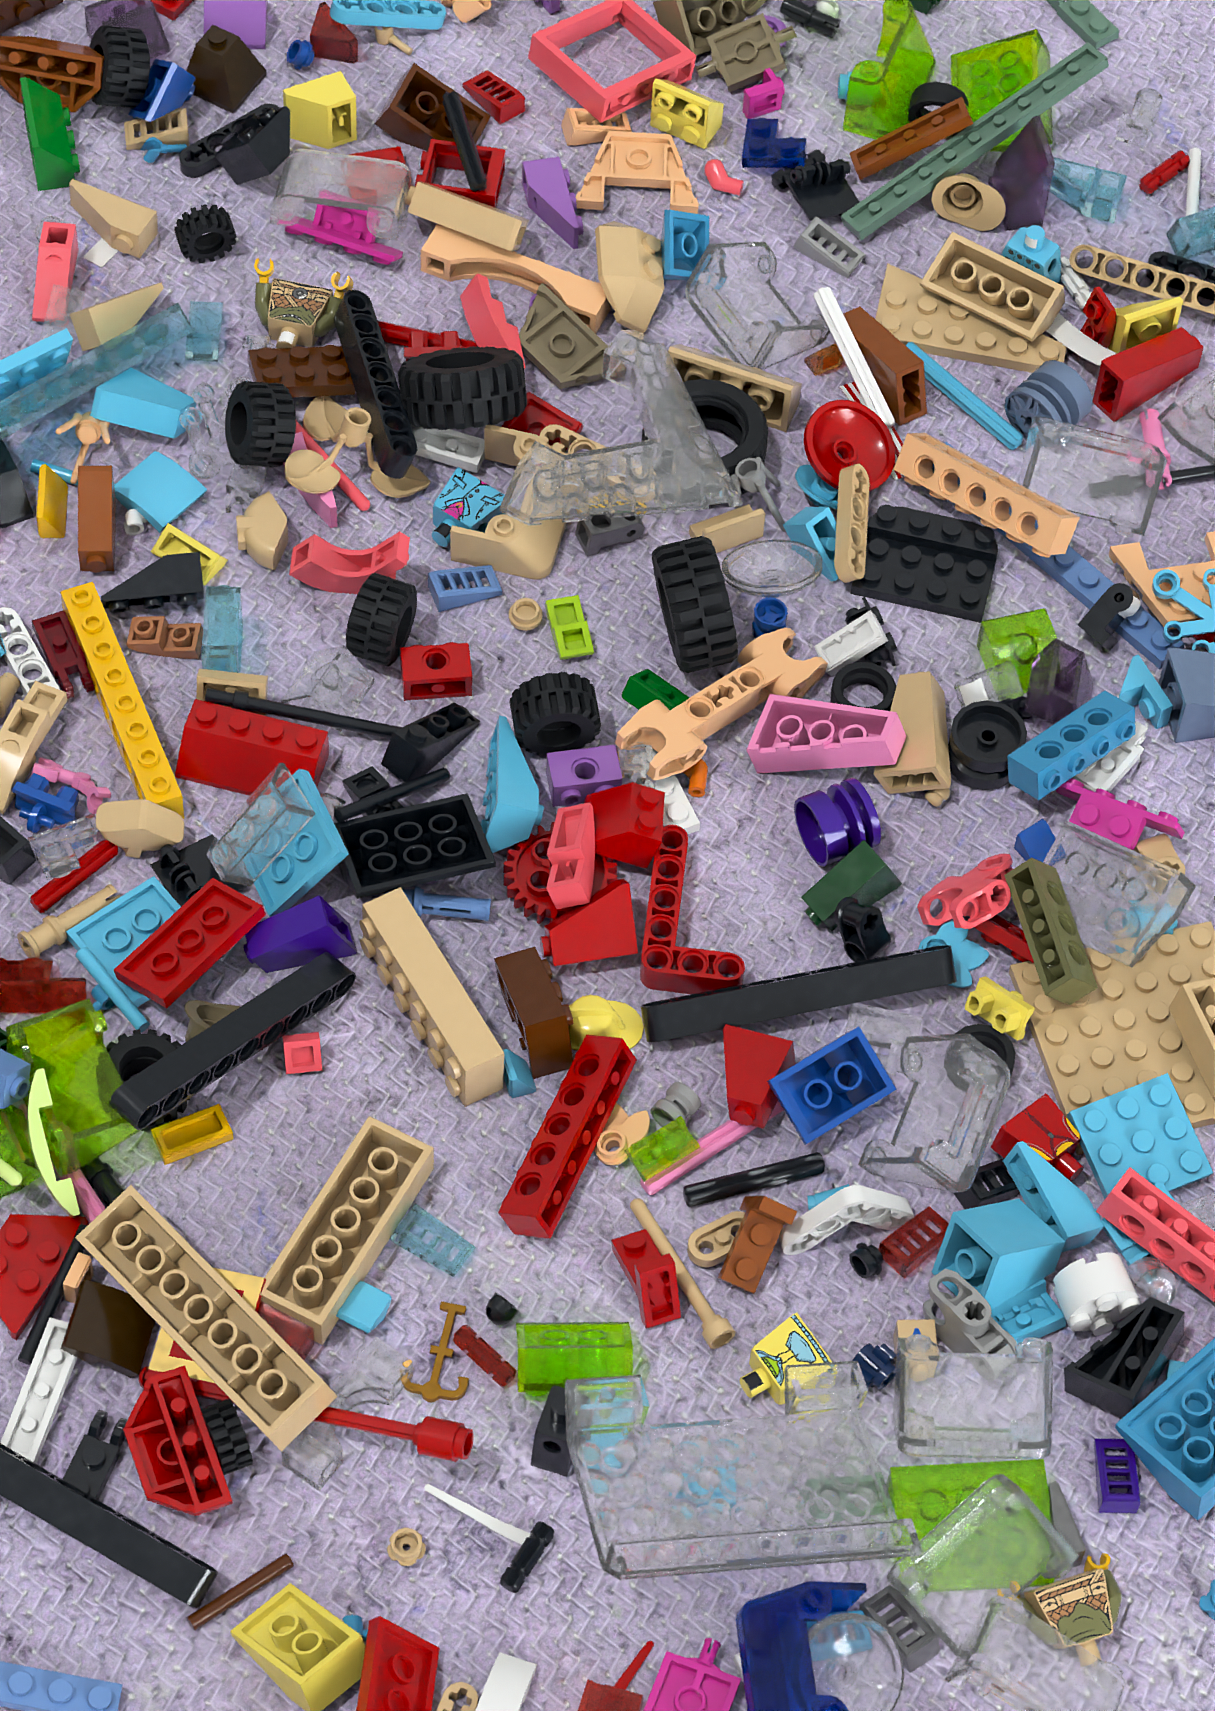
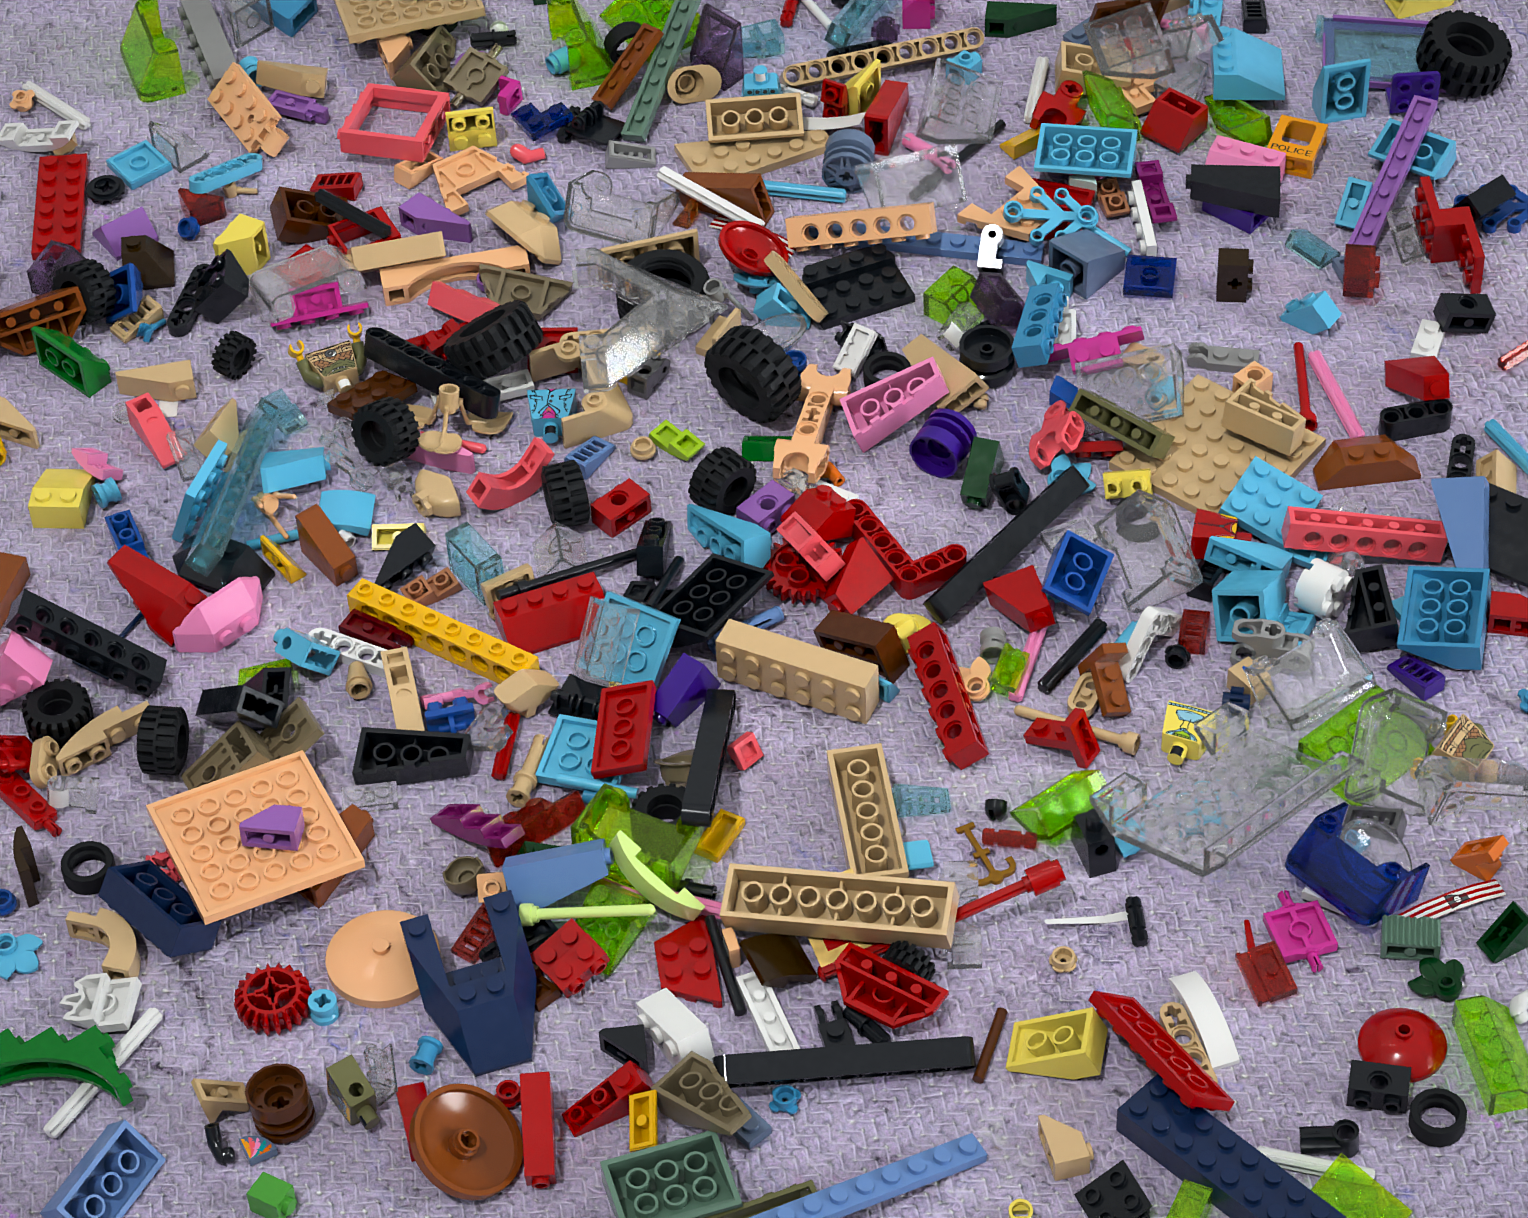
camera: 30 degrees left, 10 degrees down
(130, 1483) = (866, 1026): none -> black axle

